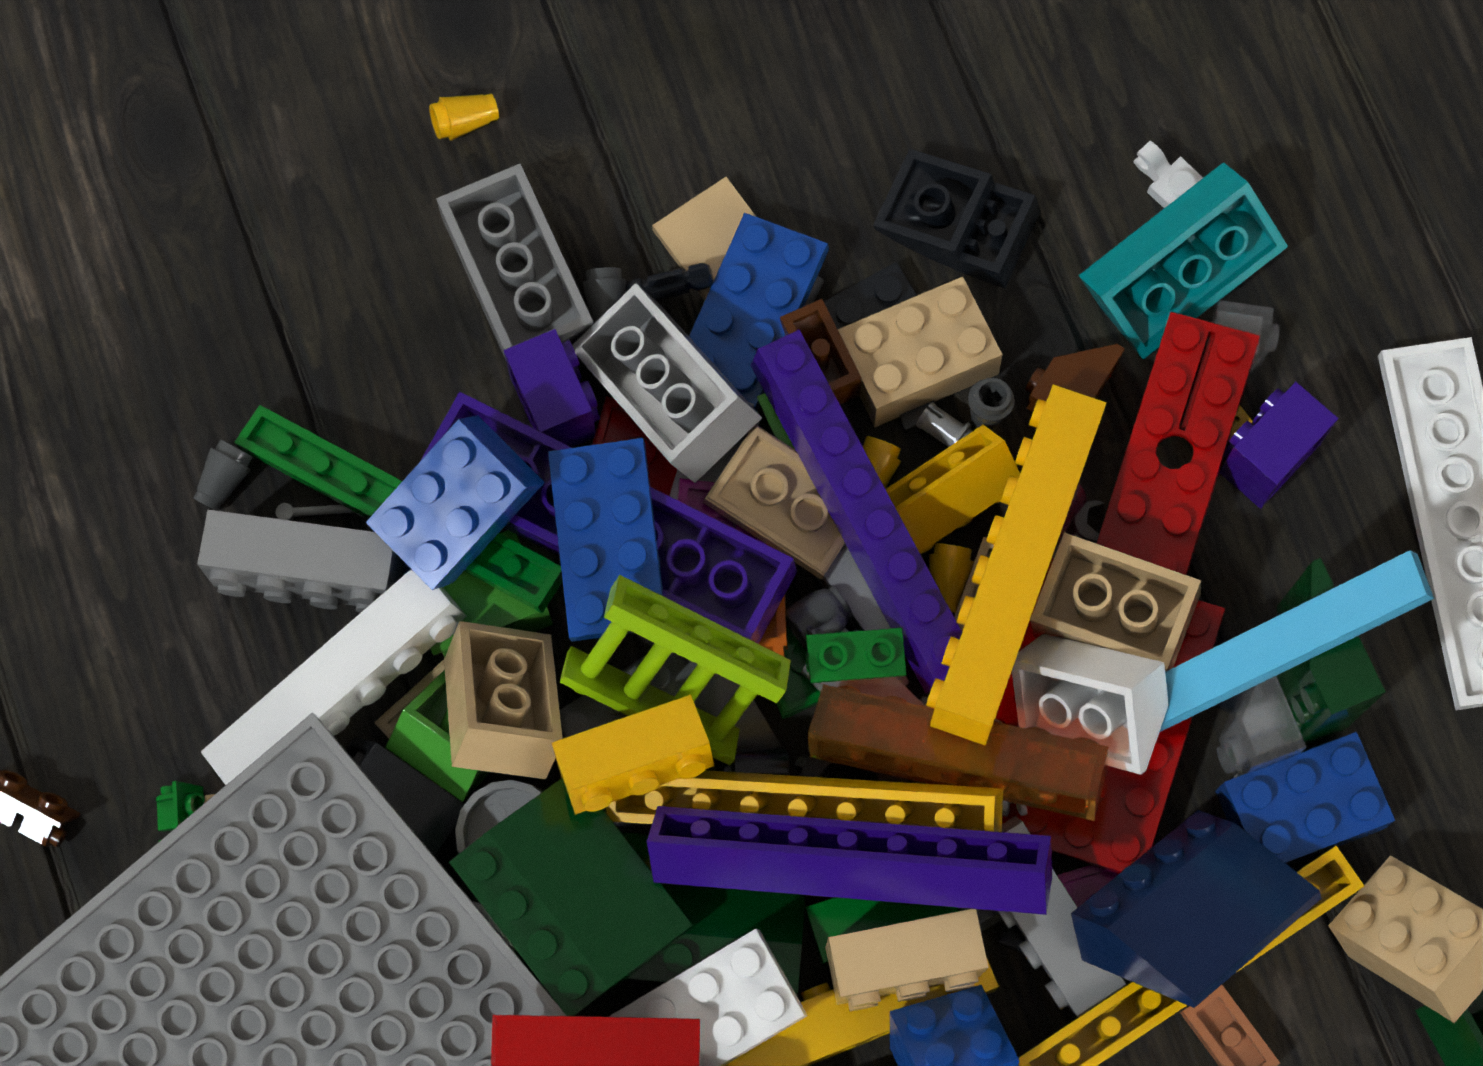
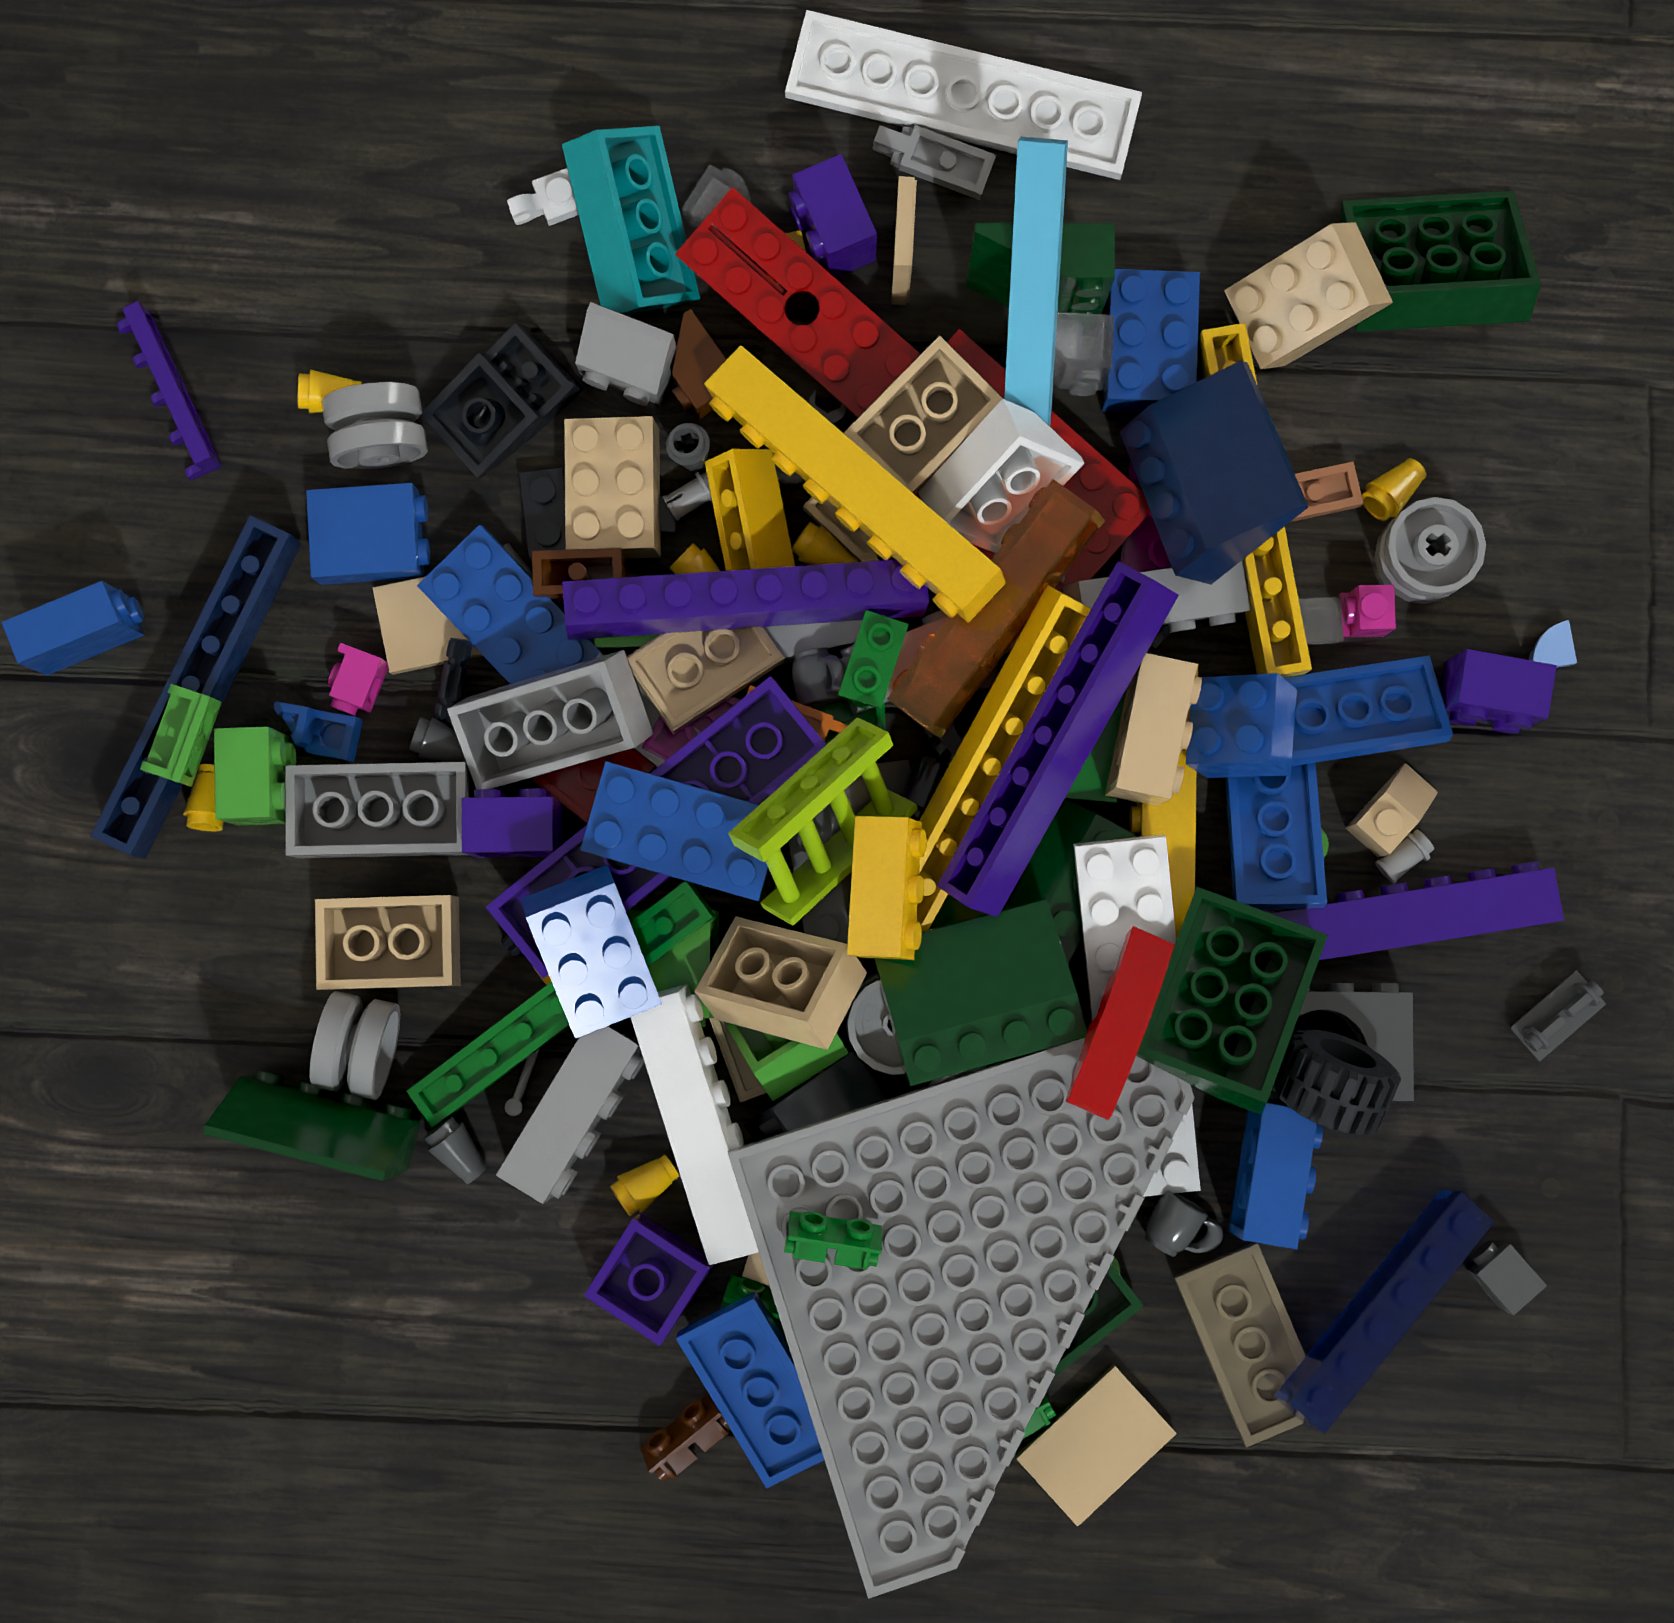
camera: 65 degrees left, 10 degrees up
(102, 837) = (754, 1387): none -> blue plate
(166, 703) = (649, 1279): none -> dark purple brick
(191, 334) = (316, 1126): none -> dark green slope
(255, 662) = (644, 1184): none -> yellow cone
(264, 825) = (855, 1239): none -> green hinge
(282, 336) = (354, 1045): none -> light grey wheel
(393, 328) = (387, 942): none -> tan brick
(499, 136) = (251, 775): none -> bright green brick
(507, 61) = (182, 735): none -> bright green hinge
(560, 59) = (206, 667): none -> dark blue brick
(570, 189) = (321, 731): none -> blue slope
(631, 198) = (356, 680): none -> dark pink brick
(774, 149) = (367, 533): none -> blue brick
(877, 110) = (374, 425): none -> light grey wheel
(892, 59) = (316, 385): none -> yellow cone
(1050, 308) = (625, 355): none -> light grey slope
(1283, 516) = (904, 240): none -> tan tile
(1385, 512) = (936, 158): none -> light grey hinge

